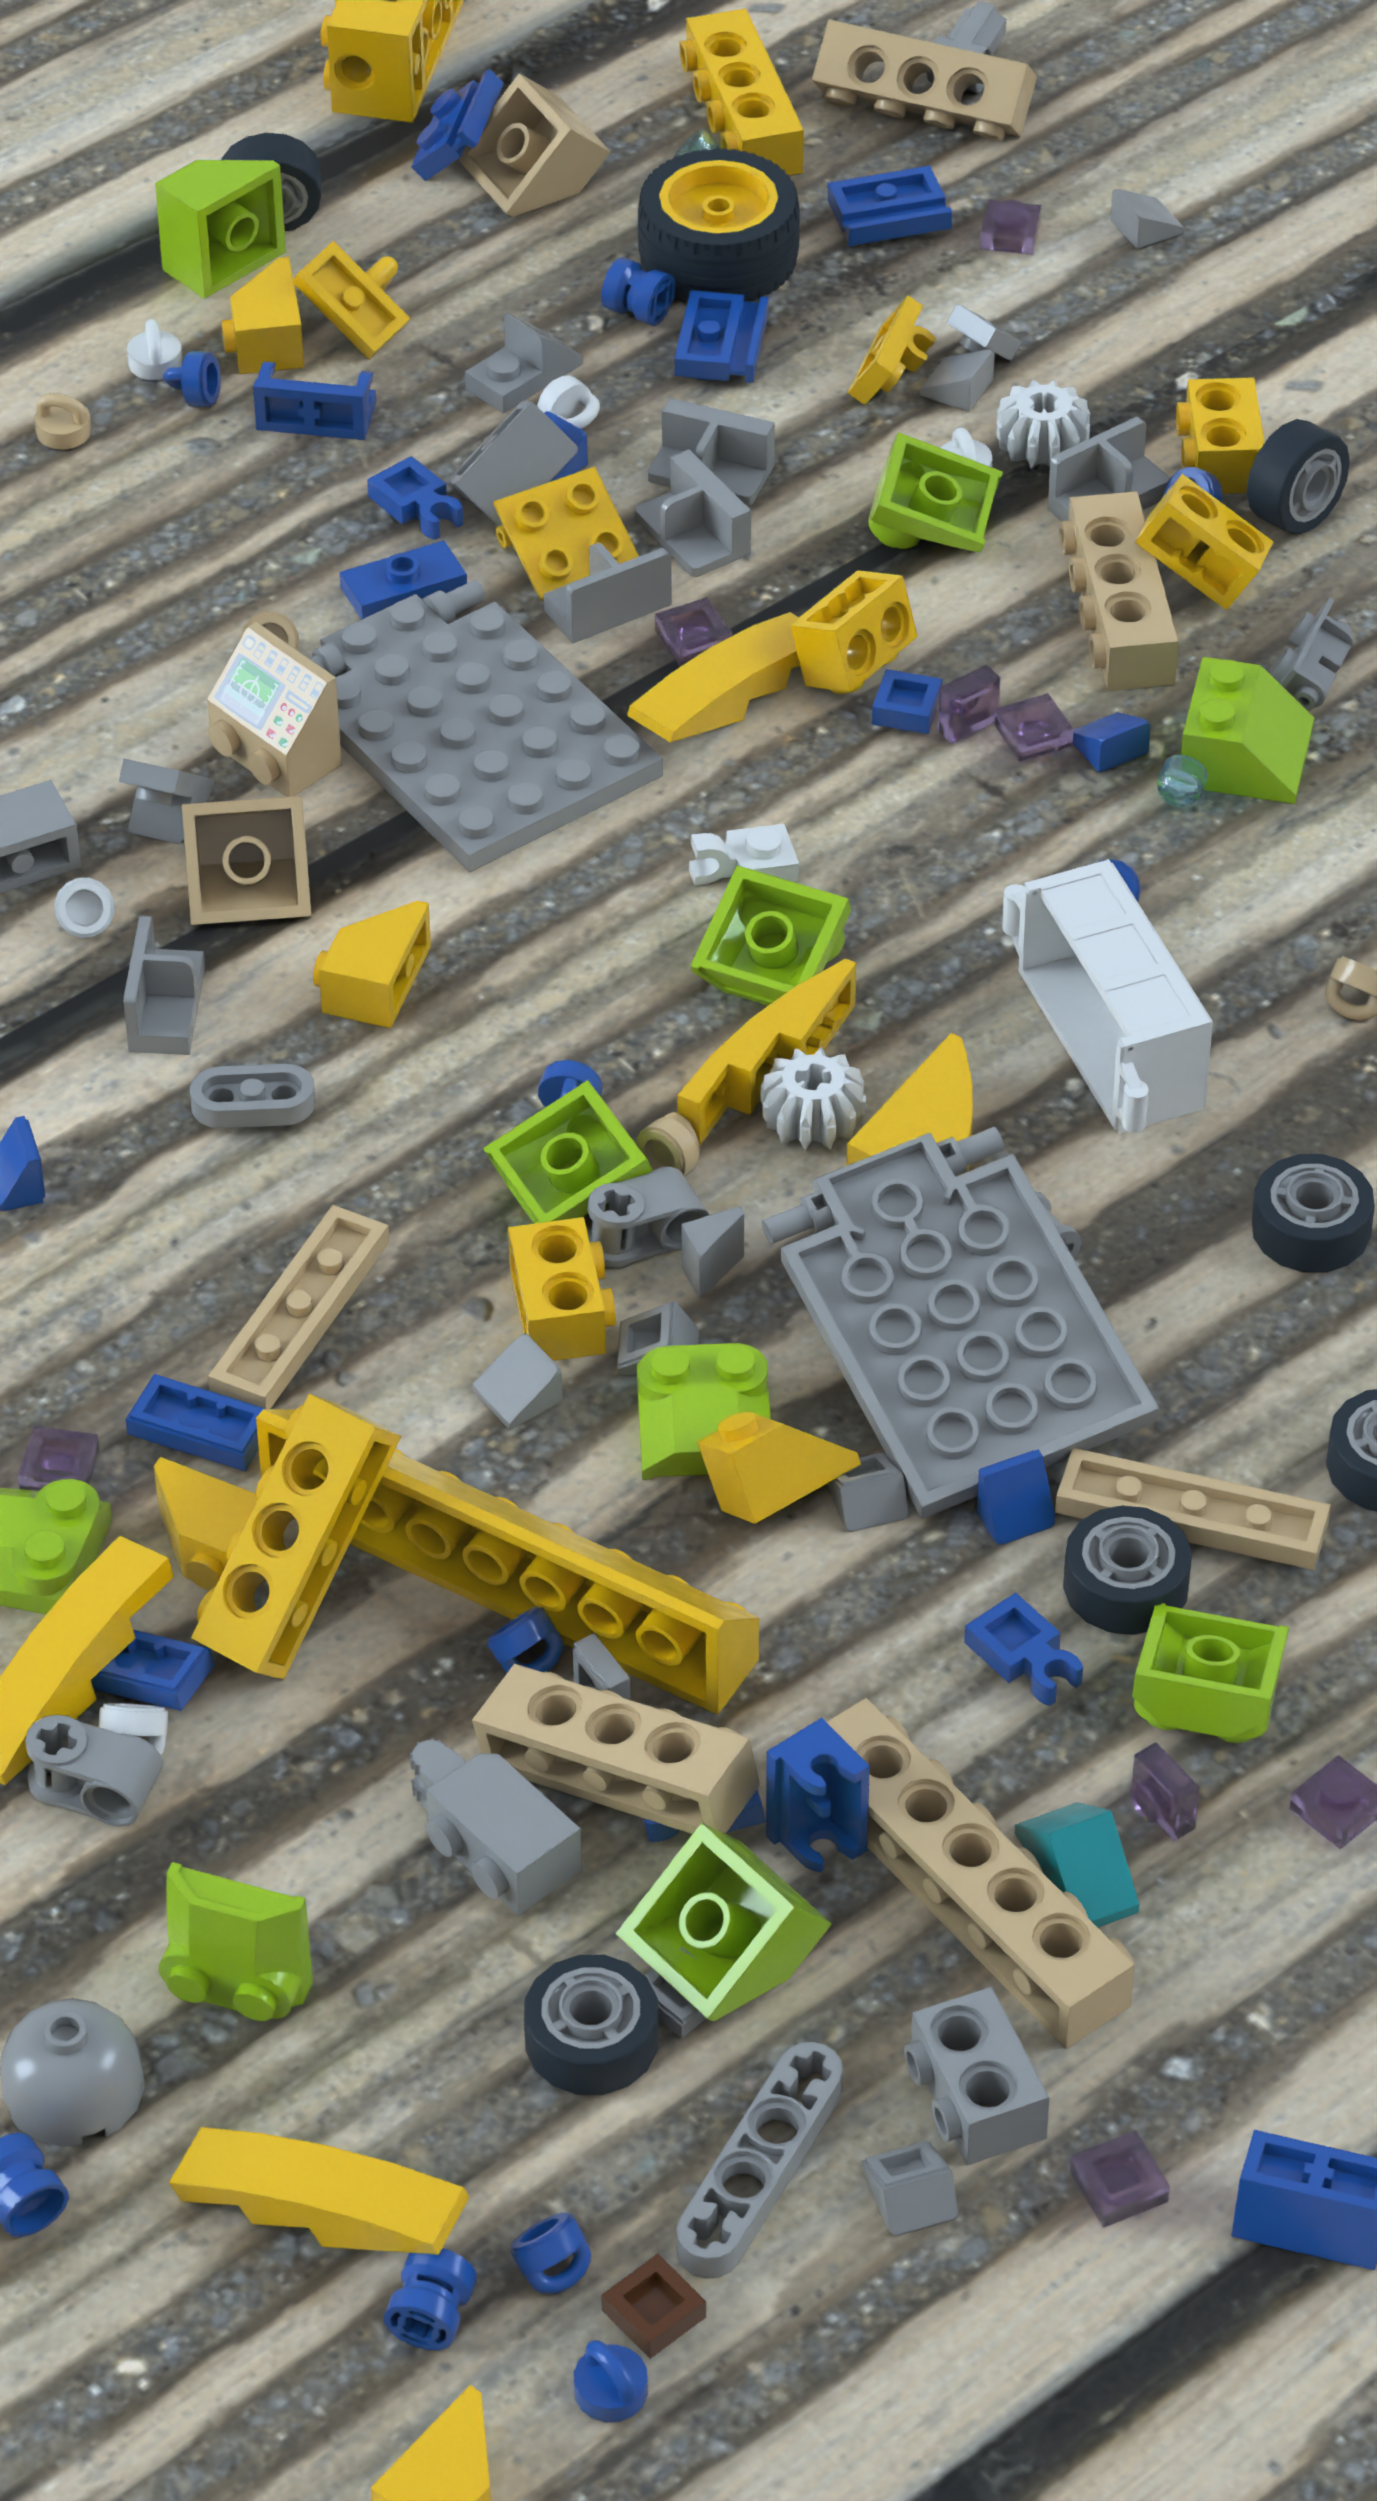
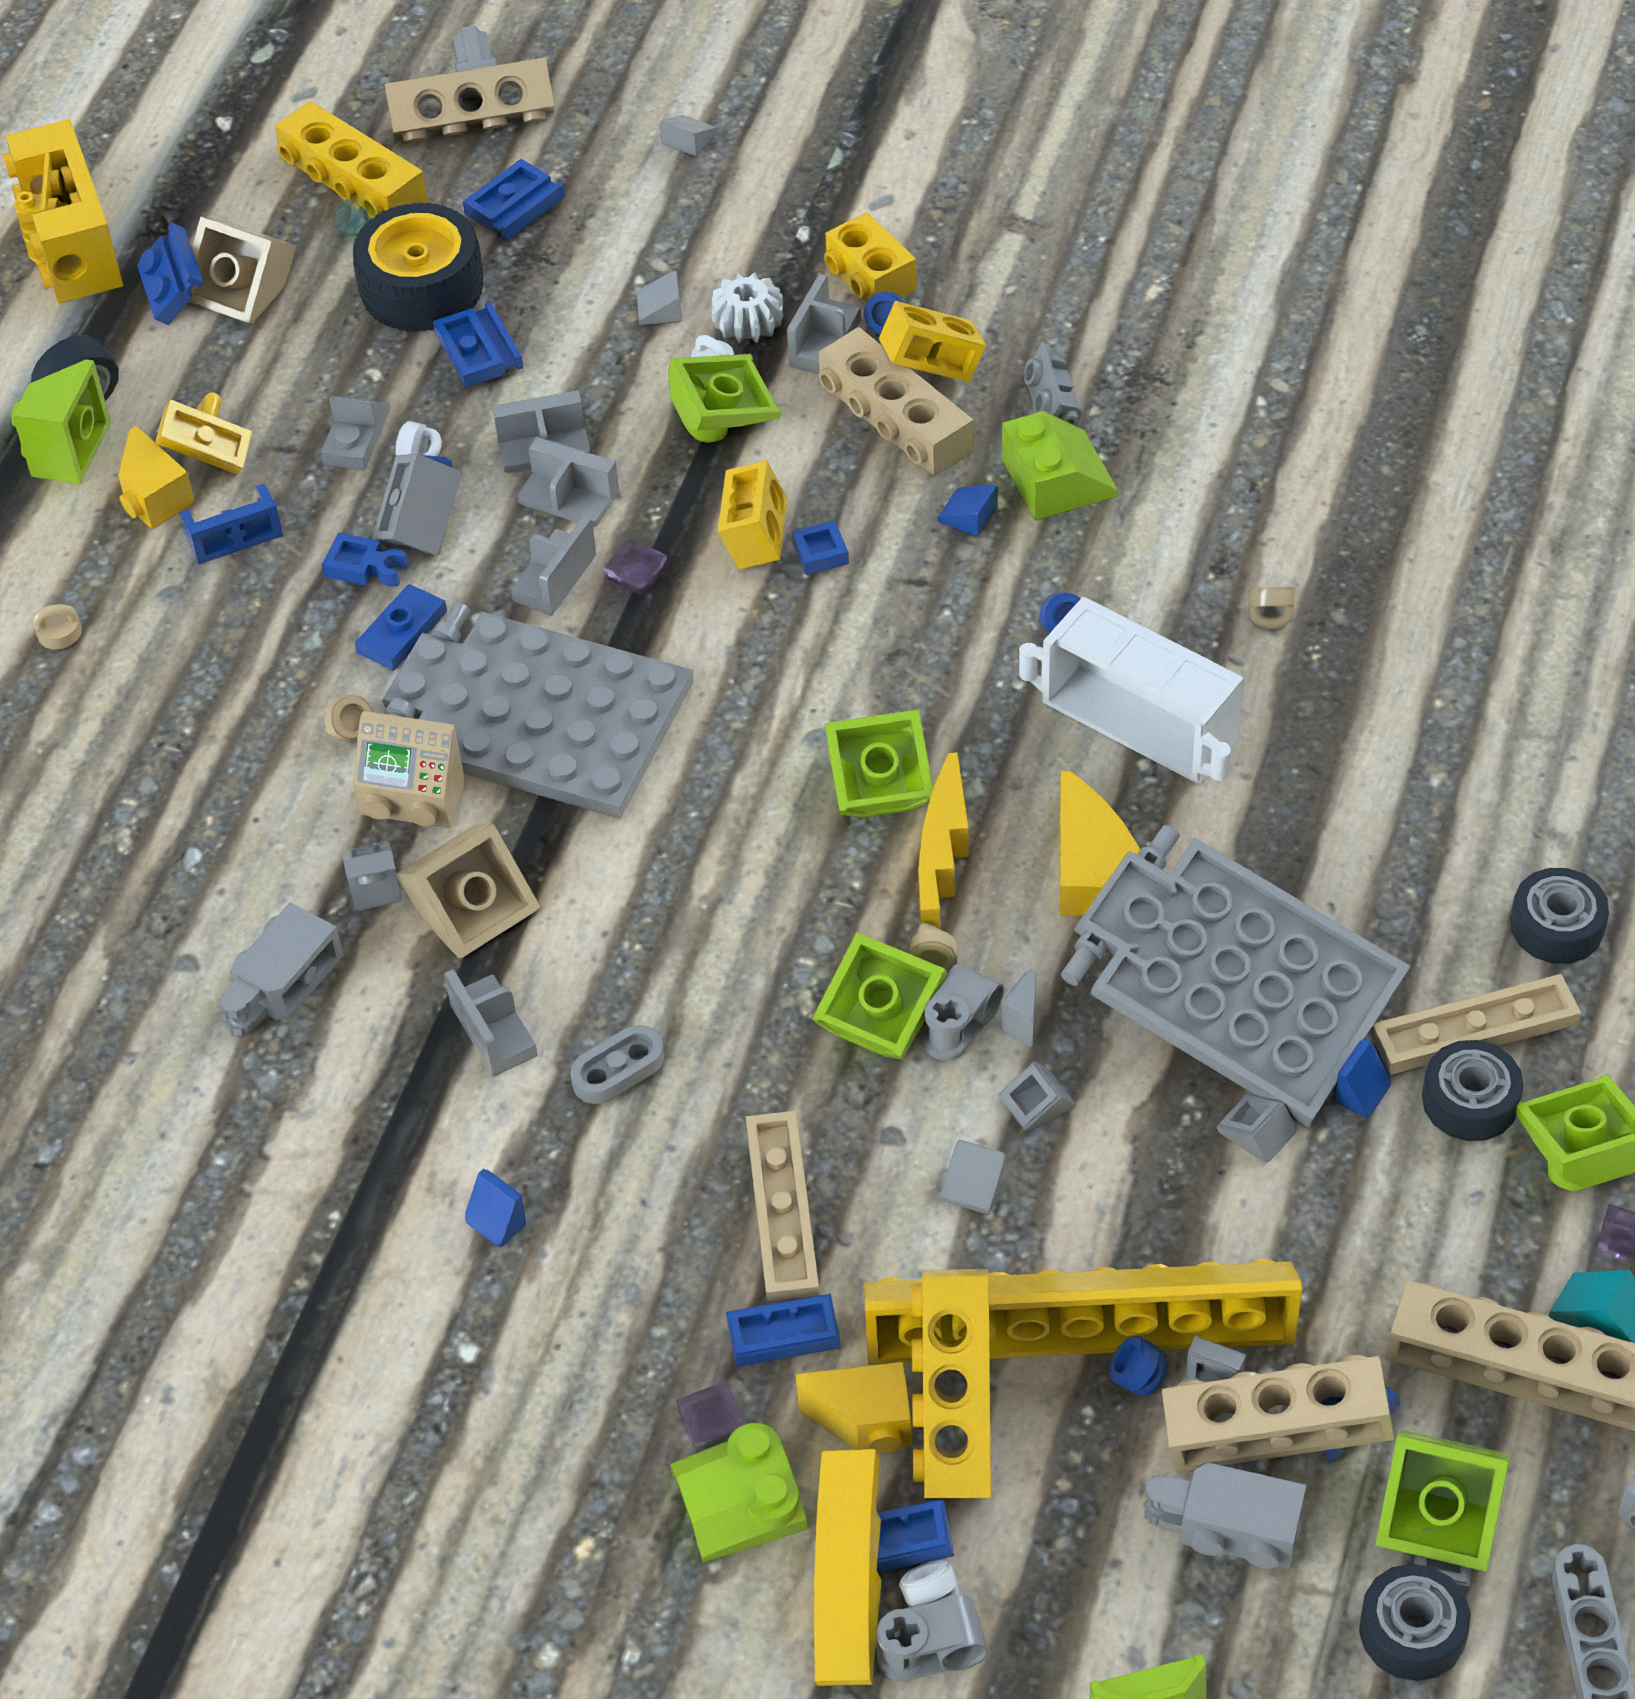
camera: 30 degrees left, 5 degrees up
(84, 907) = (382, 985): white tile -> none
(153, 352) = (82, 542): white tile -> none
(197, 378) = (133, 547): blue tile -> none
(374, 964) = (623, 924): yellow slope -> none
(558, 524) = (488, 538): yellow hinge -> none
(559, 1288) = (940, 1101): yellow brick -> none
(563, 1077) = (830, 943): blue tile -> none
(638, 291) = (395, 338): blue wheel -> none
(686, 1396) = (1110, 1130): lime slope -> none
(720, 682) = (690, 591): yellow slope -> none
(755, 848) = (804, 709): white plate -> none
(768, 1465) = (1196, 1147): yellow slope -> none
(813, 1098) = (998, 864): white gear -> none
(817, 1792) = (1438, 1362): blue hinge -> none
(893, 349) = (601, 303): yellow plate -> none
(968, 703) = (863, 529): clear purple plate -> none
(982, 334) = (653, 263): light grey plate -> none
(1010, 227) = (603, 178): clear purple plate -> none
(1020, 1642) = (1449, 1181): blue plate -> none
(1033, 727) = (917, 525): clear purple plate -> none
(1181, 780) = (1042, 516): clear light blue hinge -> none
(1298, 476) = (950, 267): black wheel -> none
(1312, 1212) = (1375, 776): black wheel -> none

